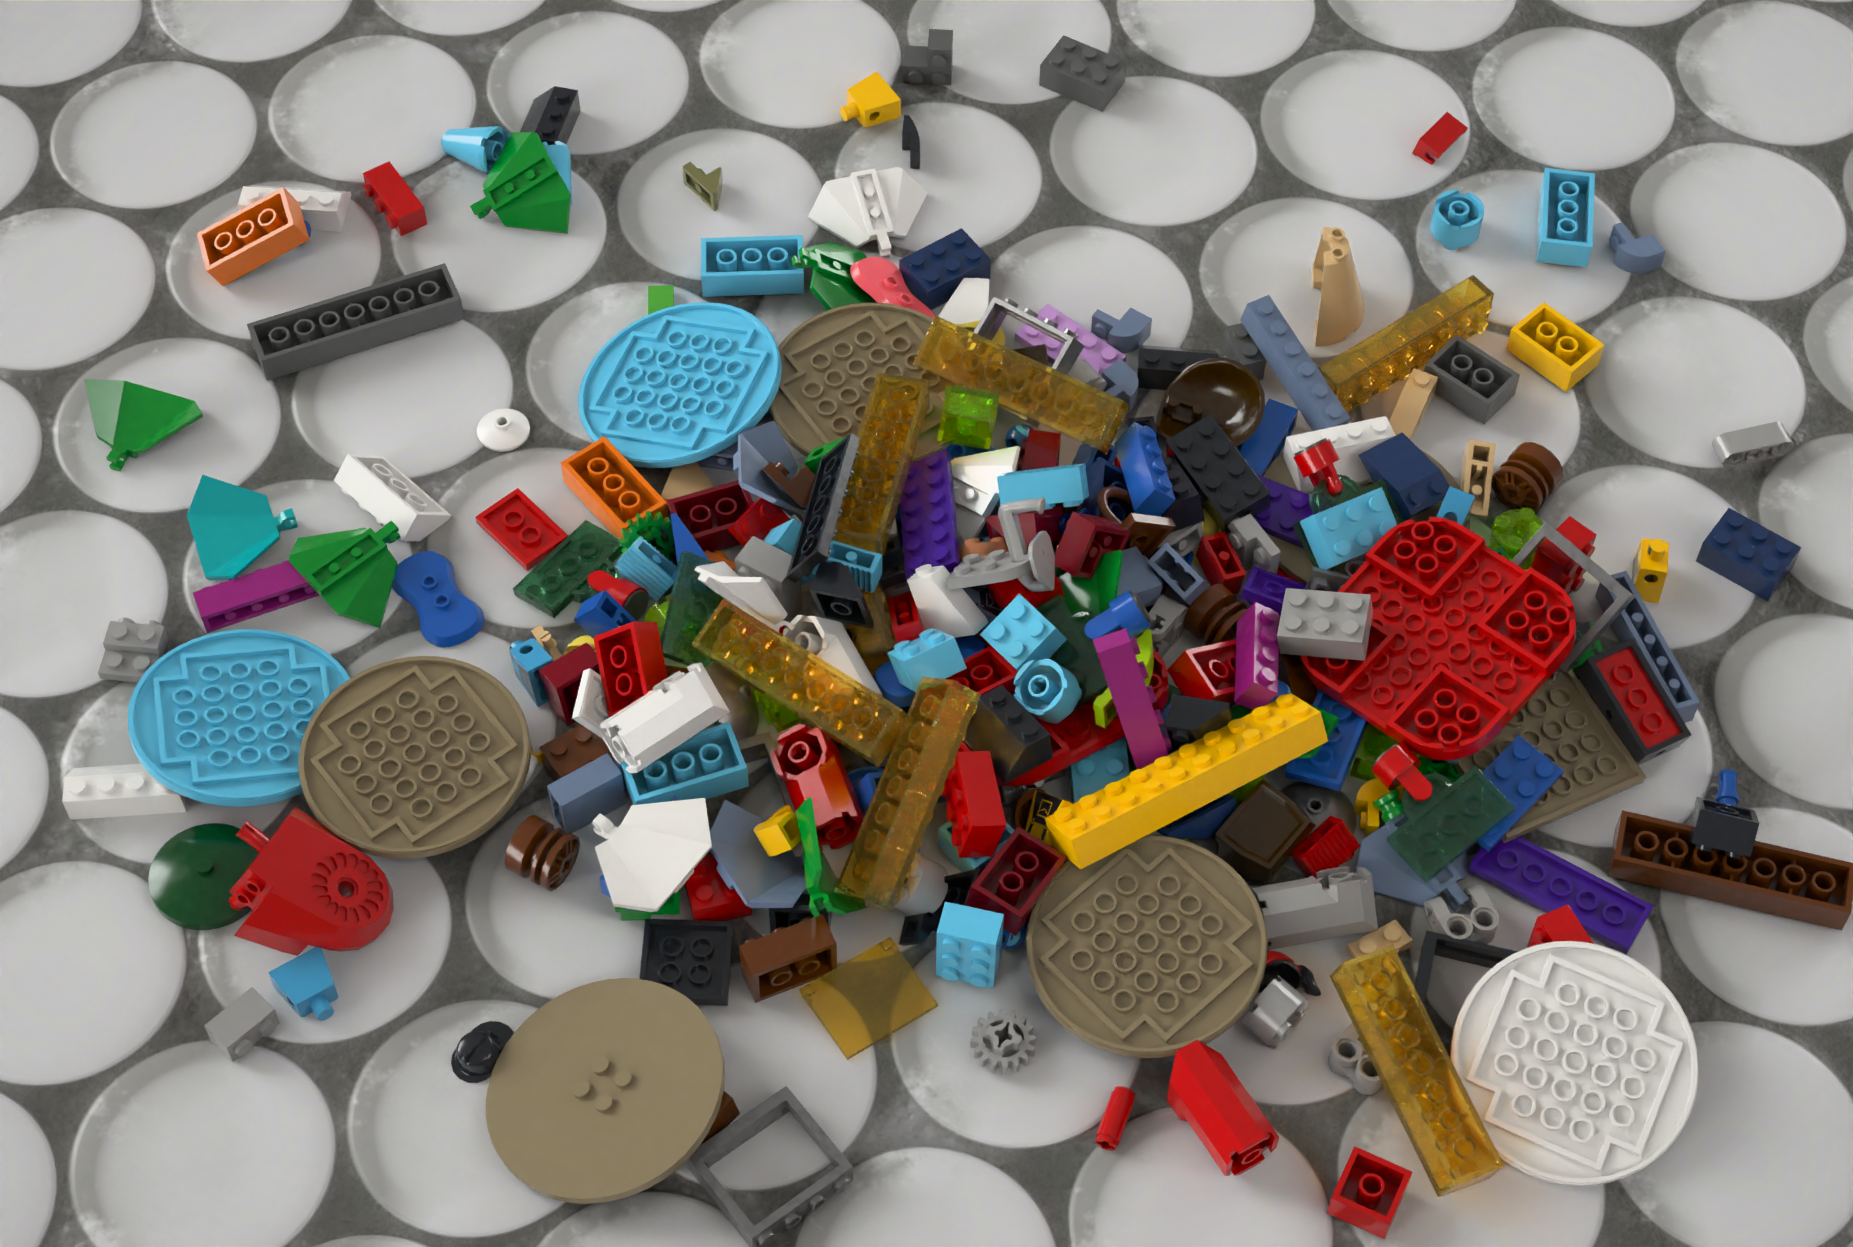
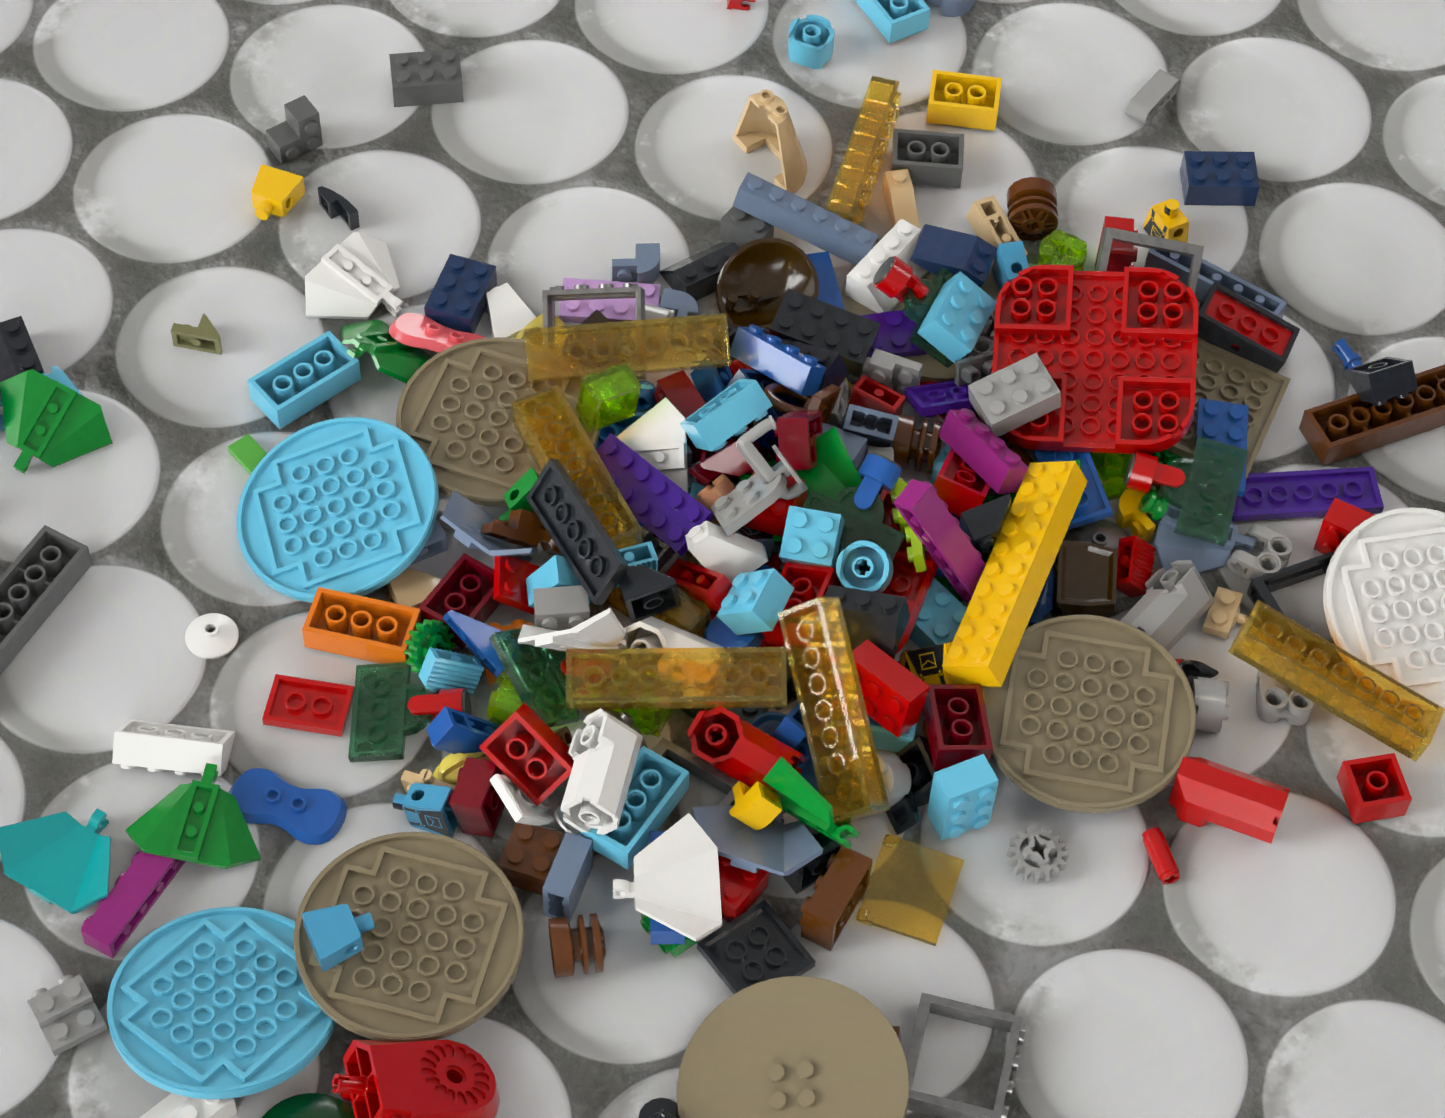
camera: 40 degrees left, 0 degrees up
(352, 713) = (335, 933): none -> dark azure torso

